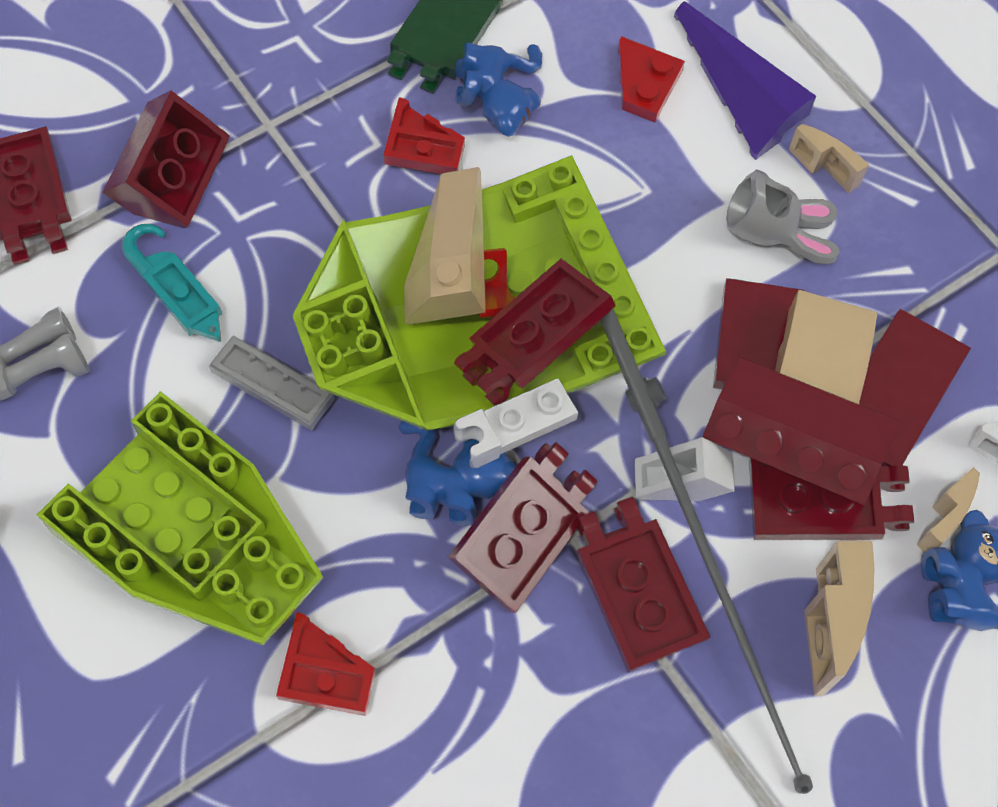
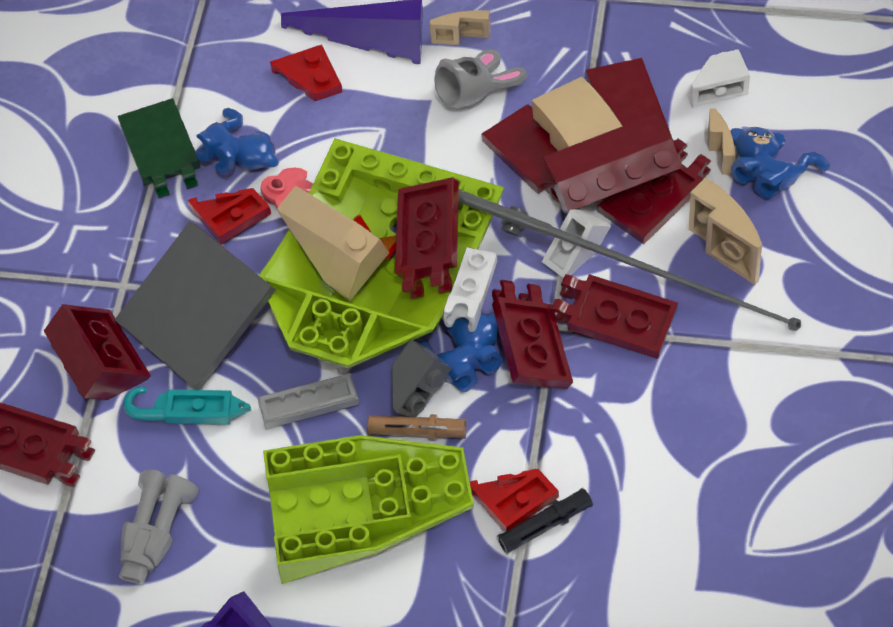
camera: 40 degrees left, 10 degrees down
(277, 197) = (195, 305): none -> dark grey tile
(328, 729) = (556, 514): none -> black pin
(337, 518) = (455, 427): none -> medium nougat pin
(373, 459) = (416, 378): none -> dark grey slope
(505, 164) = (276, 188): none -> coral plate

